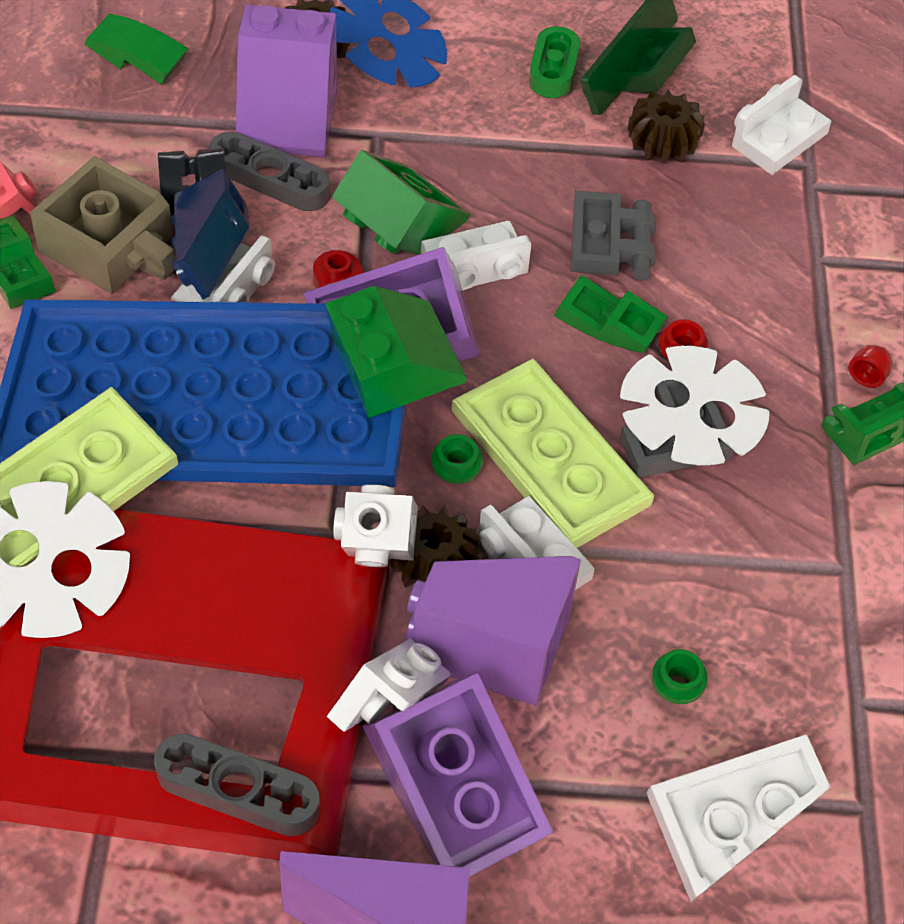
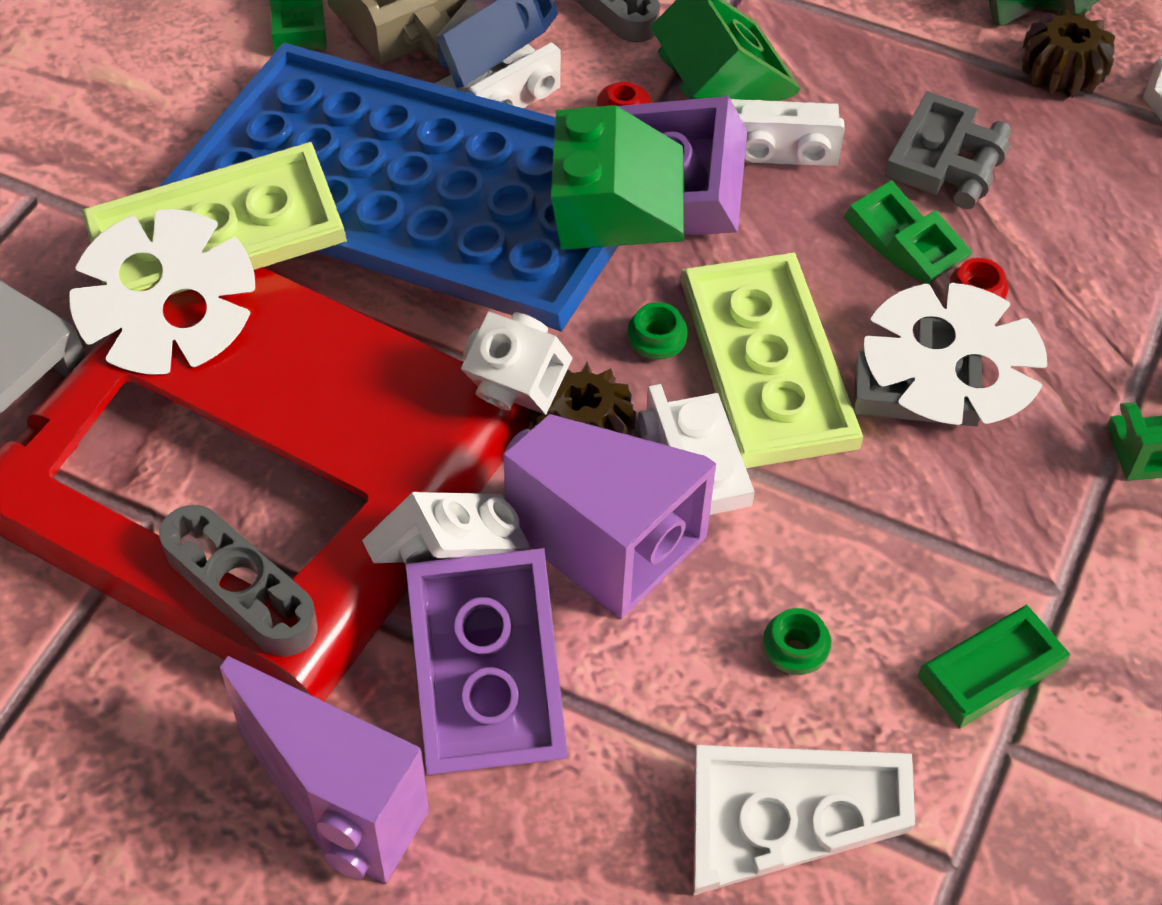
camera: 25 degrees right, 0 degrees up
(825, 644) = (993, 666): none -> green tile

